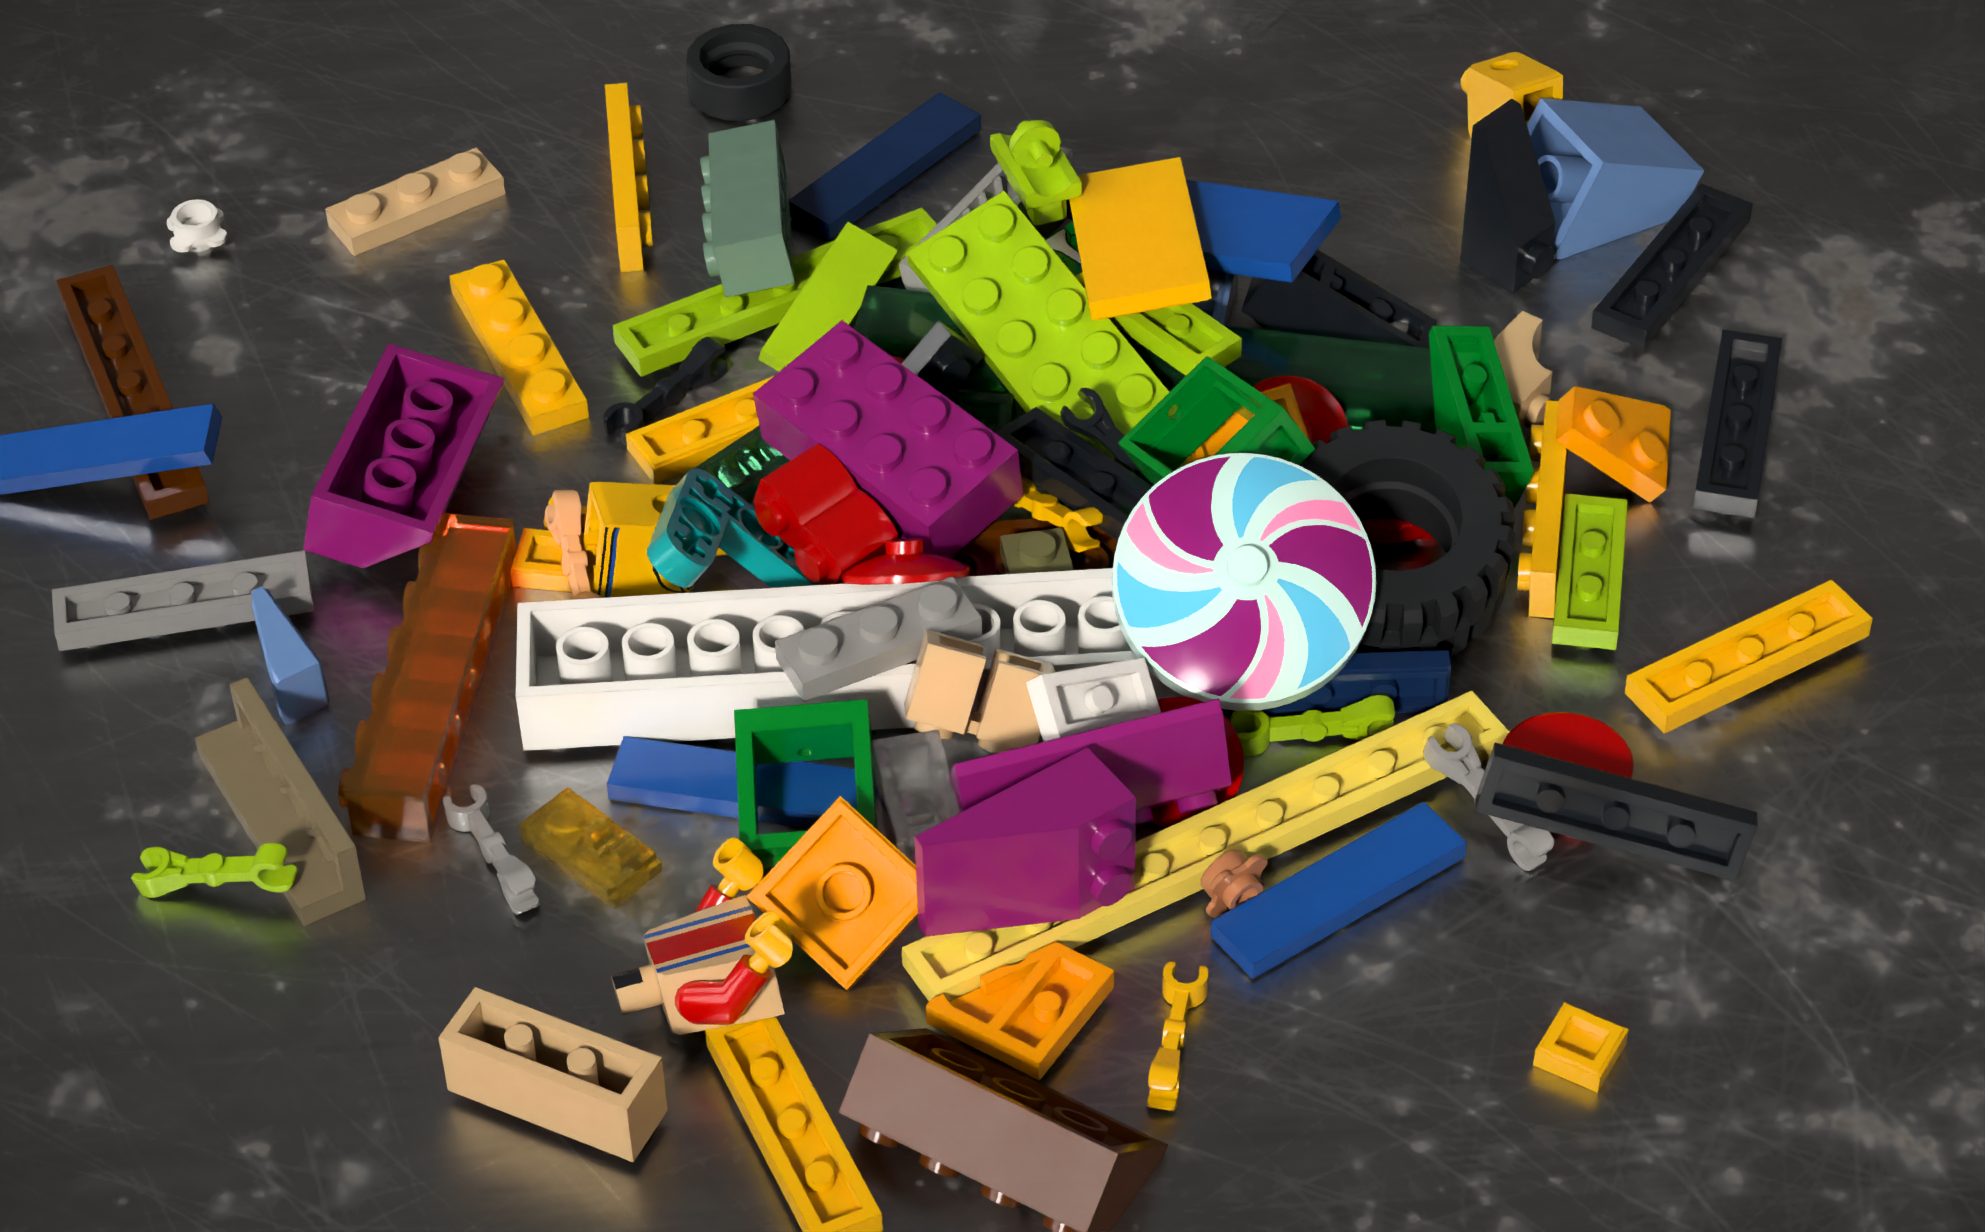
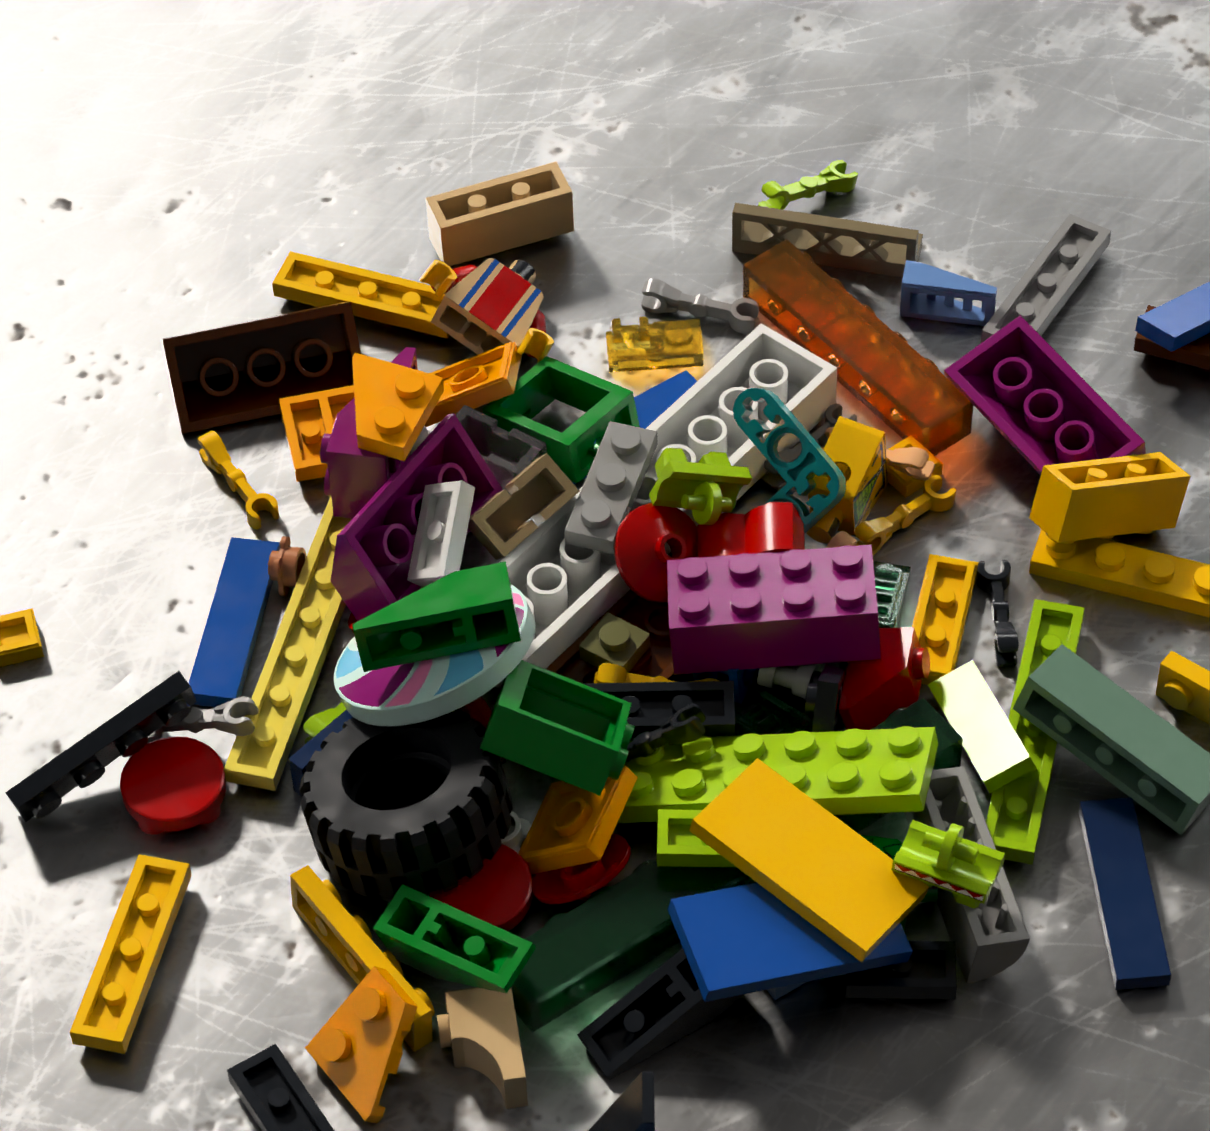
camera: 135 degrees right, 5 degrees up
(498, 336) = (1109, 497): none -> yellow brick
(810, 554) = (701, 486): none -> lime hips
(1022, 777) = (391, 404): none -> light orange wing
(1243, 494) = (445, 618): none -> green slope
(1590, 572) = (292, 937): lime plate -> none

